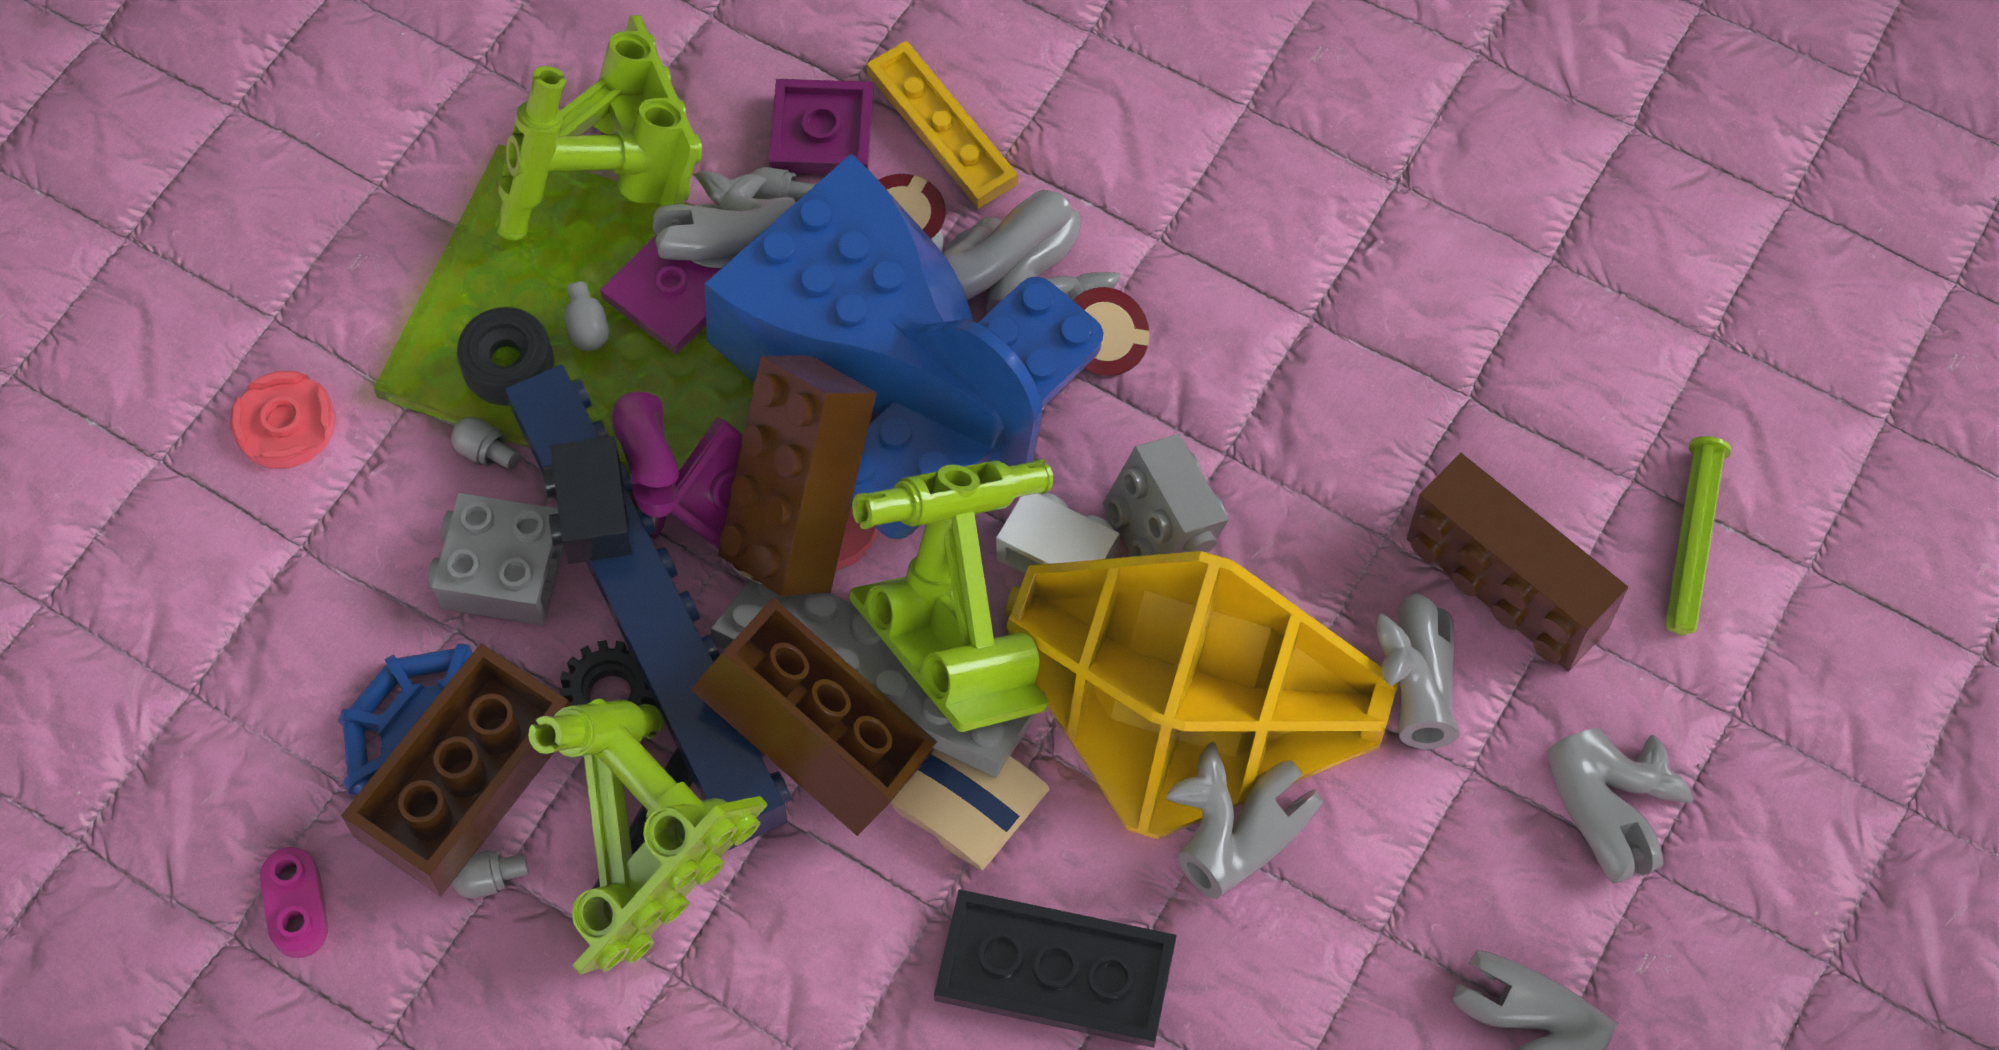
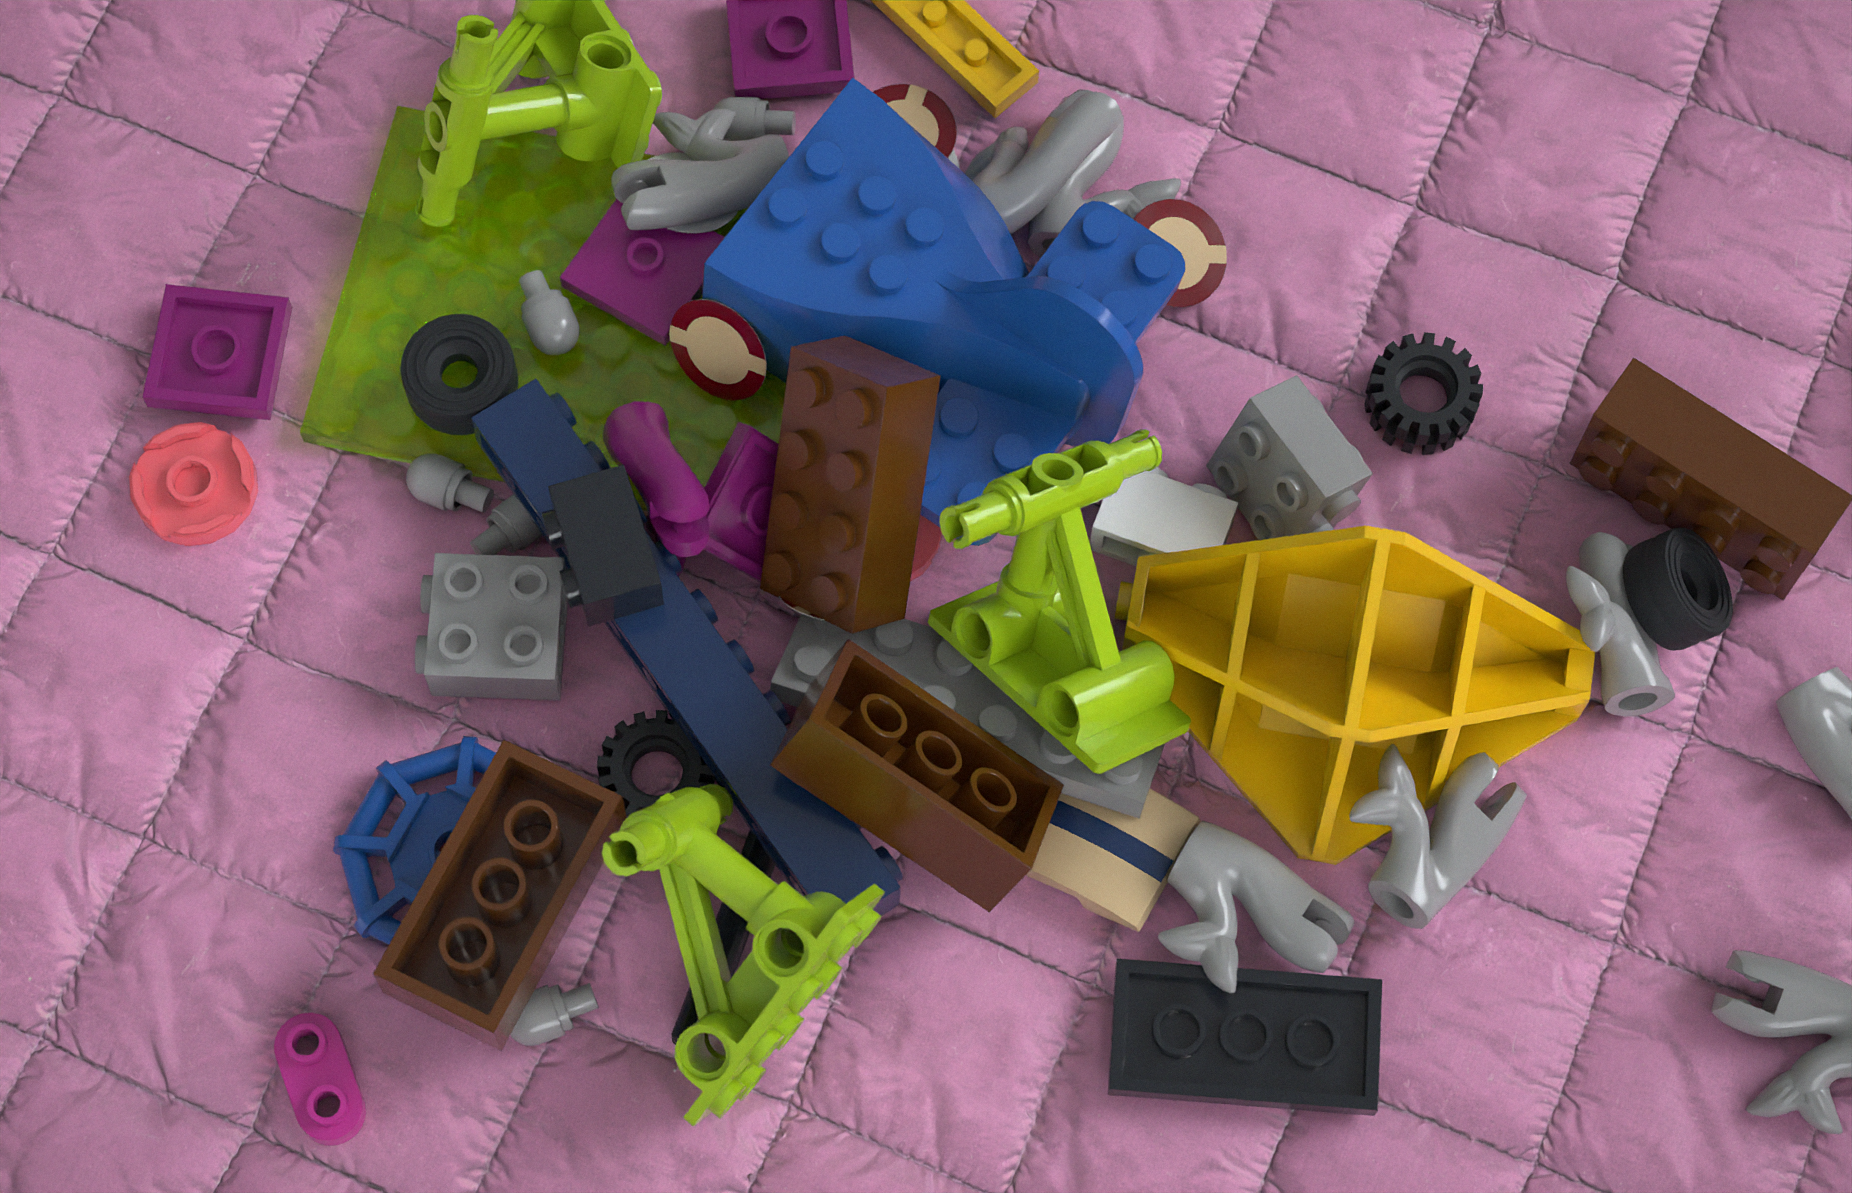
camera: 10 degrees left, 5 degrees up
(320, 318) = (217, 352): none -> magenta plate
(526, 484) = (508, 528): none -> light grey cylinder
(714, 360) = (718, 349): none -> sticker
(1106, 868) = (1284, 908): none -> light grey piece
(1294, 440) = (1434, 362): none -> black tyre
(1475, 648) = (1677, 589): none -> black tyre

